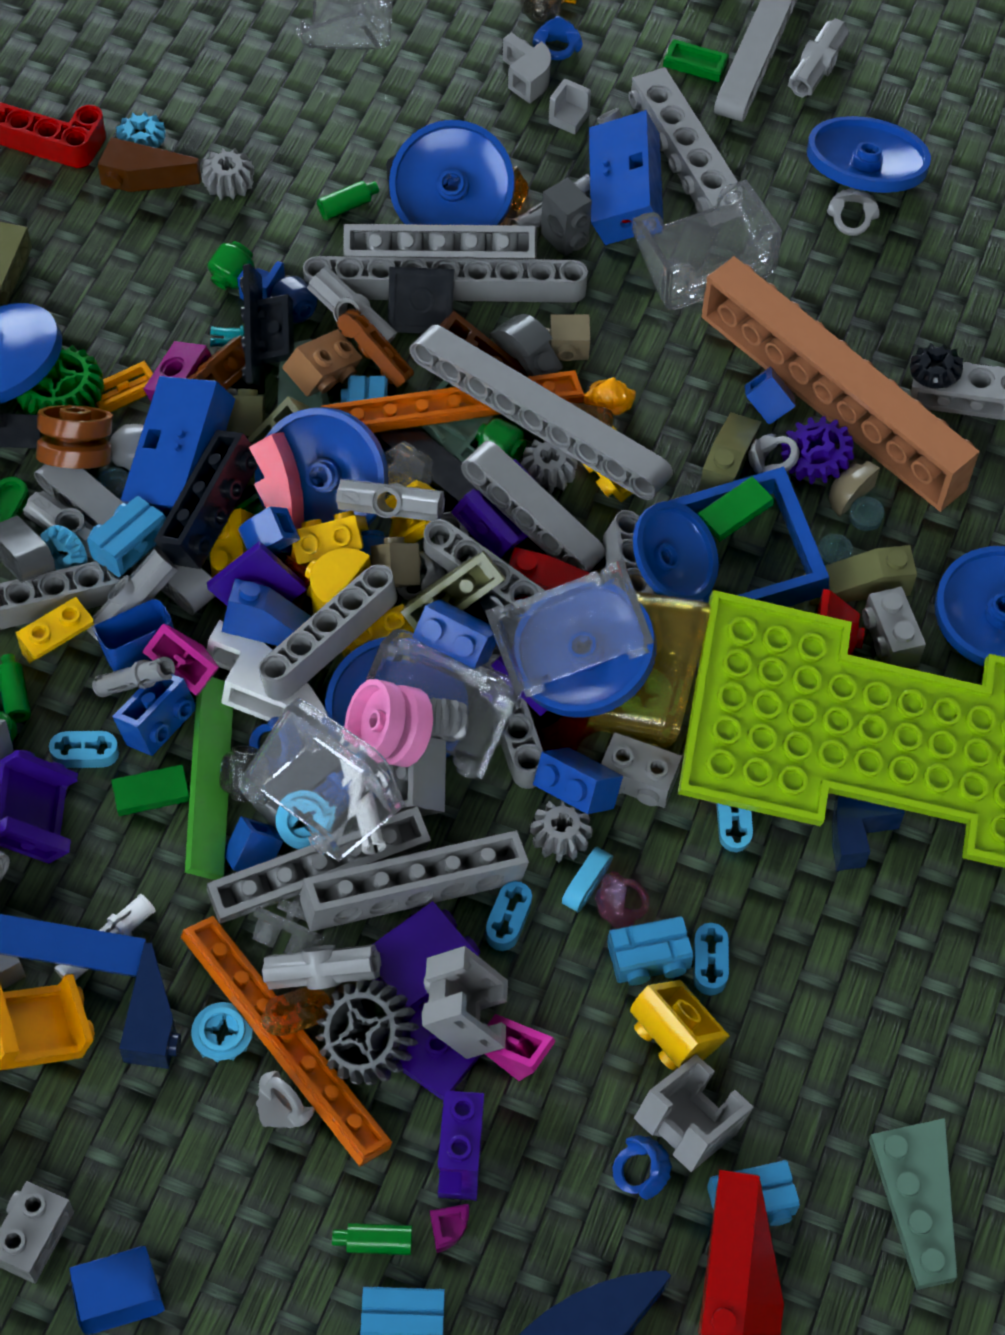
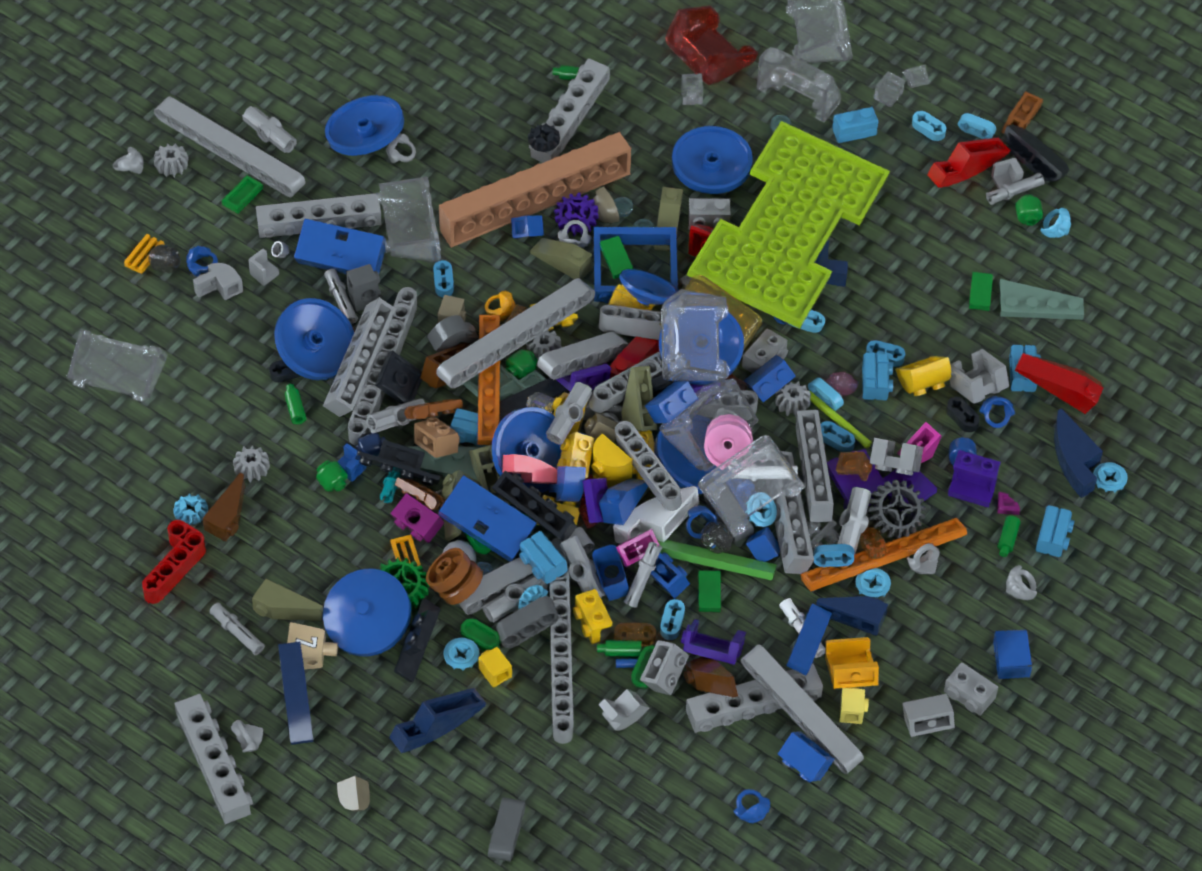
camera: 75 degrees left, 5 degrees down
(38, 705) = (635, 632): none -> clear orange beam
(247, 952) = (833, 555): none -> dark azure beam
(257, 1269) = (1017, 588): none -> light grey piece
(426, 938) = (854, 464): none -> clear orange bracket
(529, 1124) = (963, 444): none -> blue head
(543, 918) = (839, 420): none -> lime bar
(614, 1106) = (961, 415): none -> black beam
(634, 317) = (447, 278): none -> dark azure beam
(907, 1092) = (980, 291): none -> green tile

